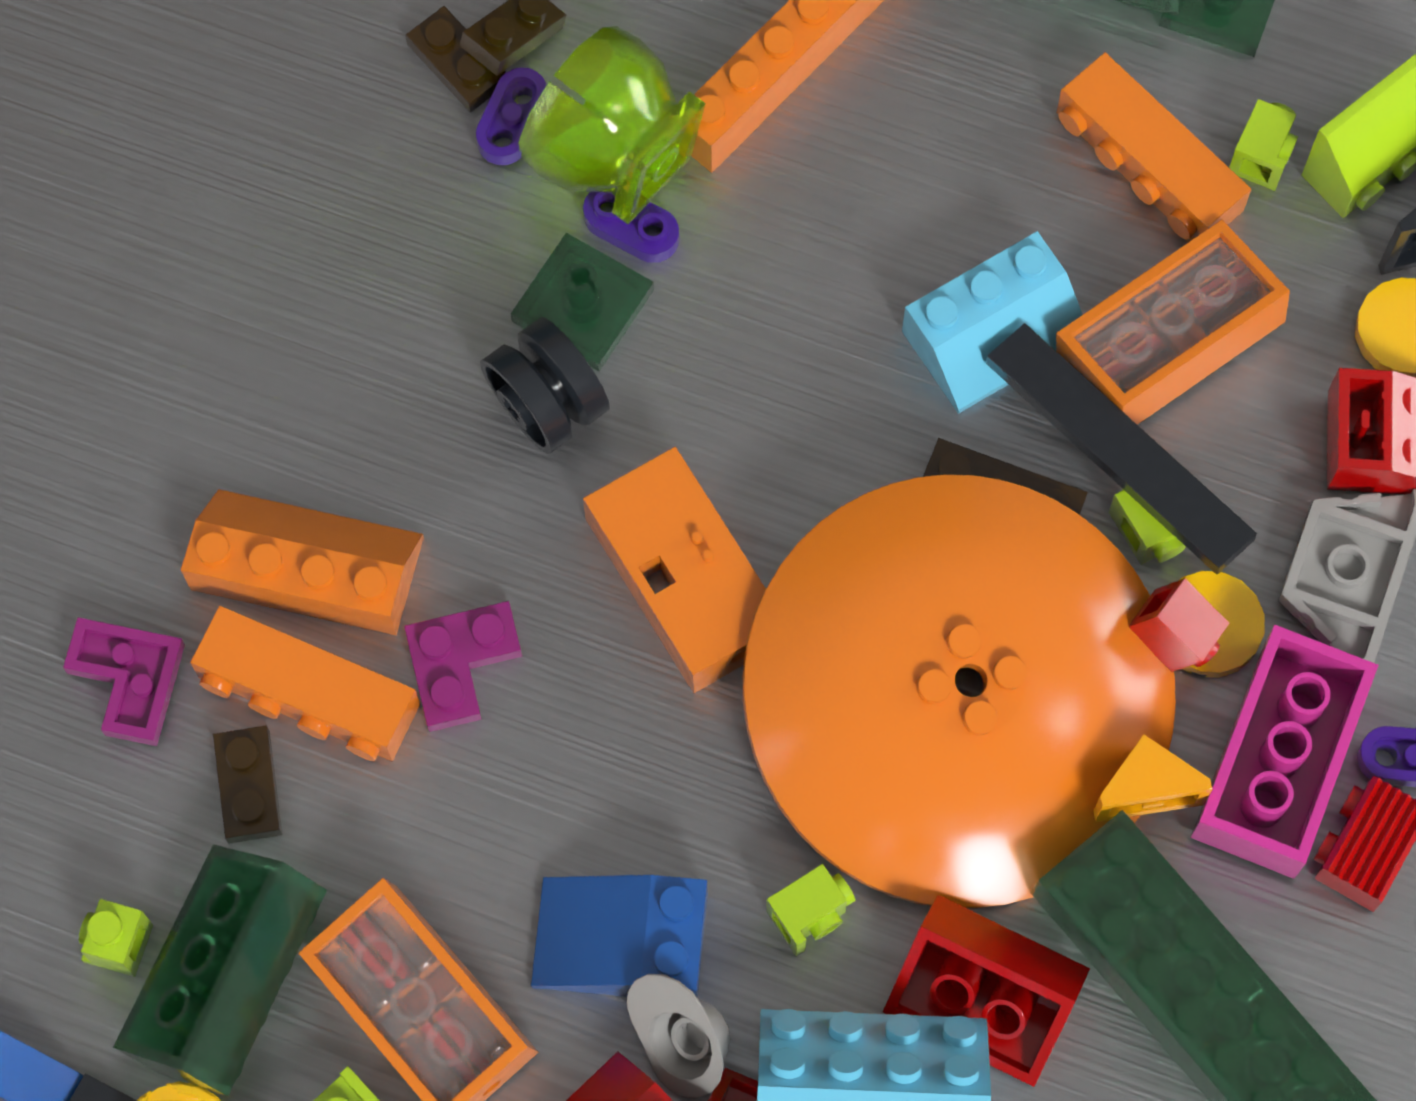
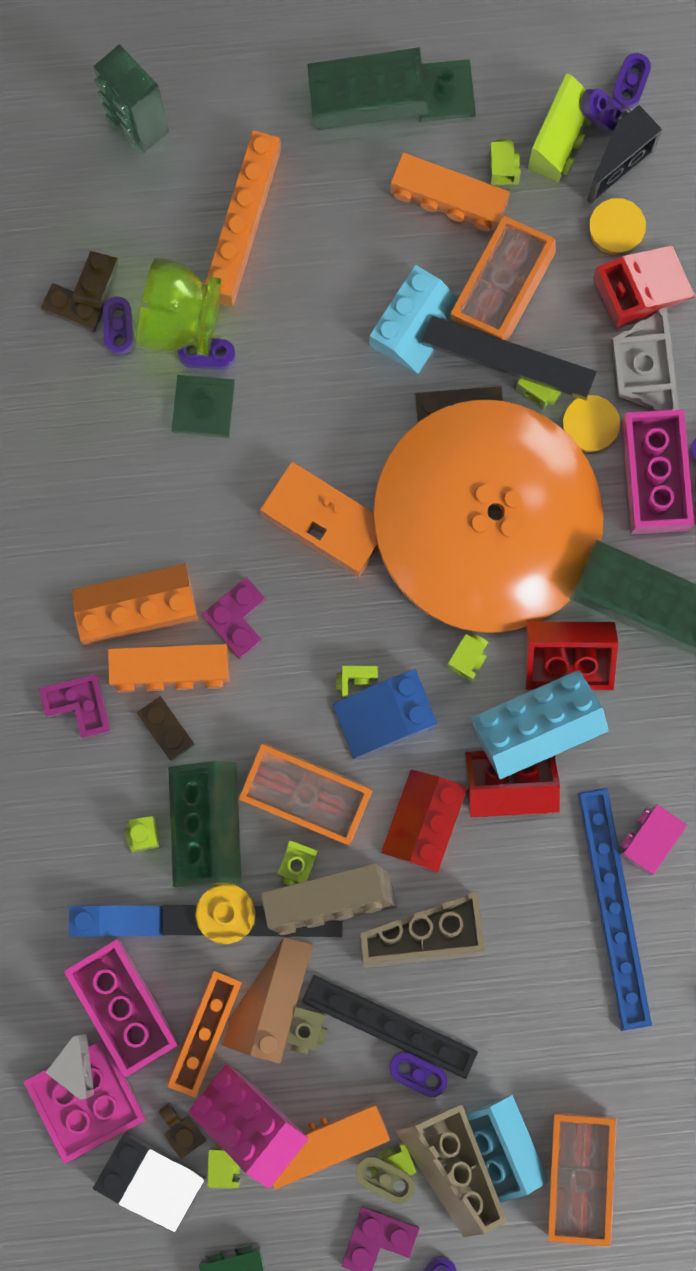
camera: 25 degrees left, 10 degrees up
(545, 384) = (210, 460): black wheel -> none
(612, 850) = (359, 674): none -> lime bracket
(679, 1033) = (438, 748): light grey piece -> none
(1152, 783) = (603, 518): light orange slope -> none
(1179, 626) = (579, 434): brick -> none

